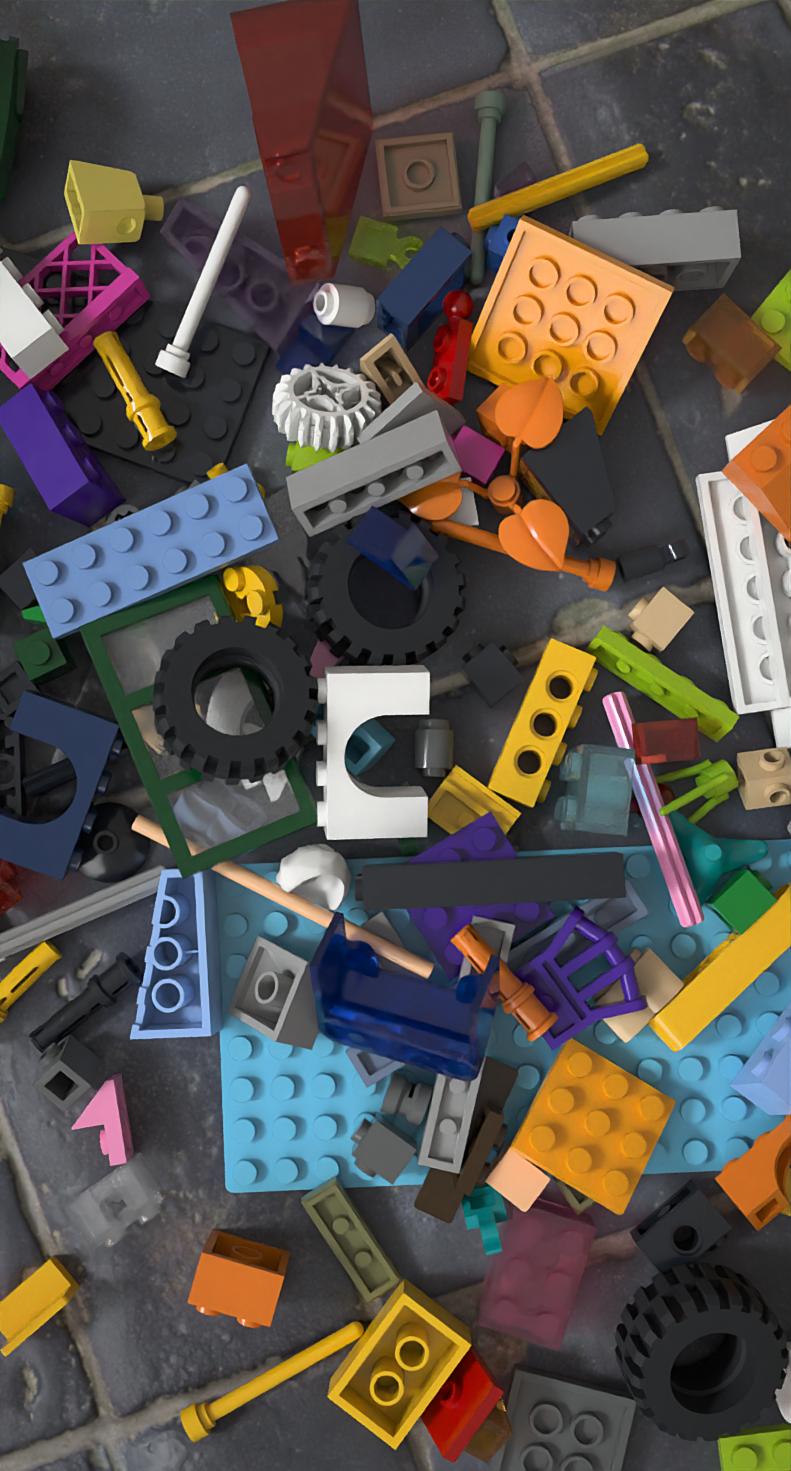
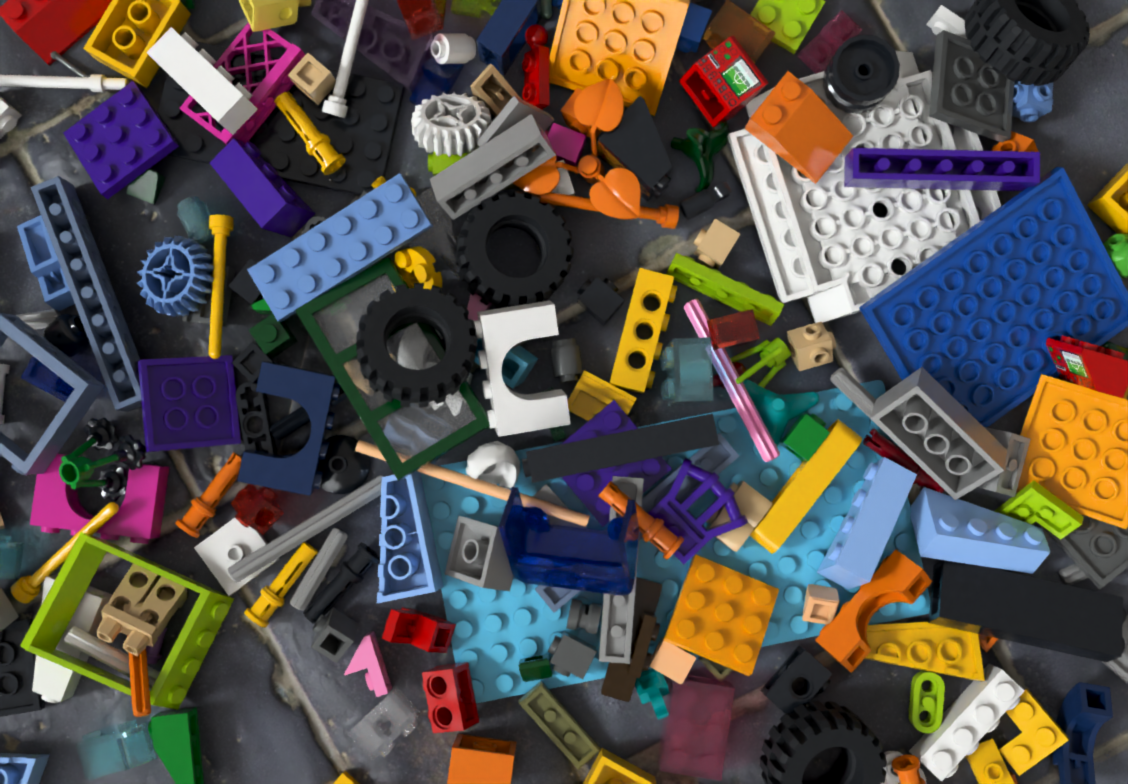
camera: 10 degrees left, 0 degrees up
(59, 979) = (318, 569): none -> light grey axle
(149, 318) = (312, 78): none -> tan brick
(181, 1081) = (418, 629): none -> red brick
(210, 1181) = (453, 696): none -> red brick
(330, 1157) = (535, 668): none -> dark green slope
(393, 548) = (514, 218): clear blue slope -> none
(657, 489) = (700, 148): none -> dark green piece
(672, 325) = (693, 28): none -> blue brick
(701, 403) = (723, 81): none -> red slope
(728, 1129) = (820, 604): none -> light nougat slope

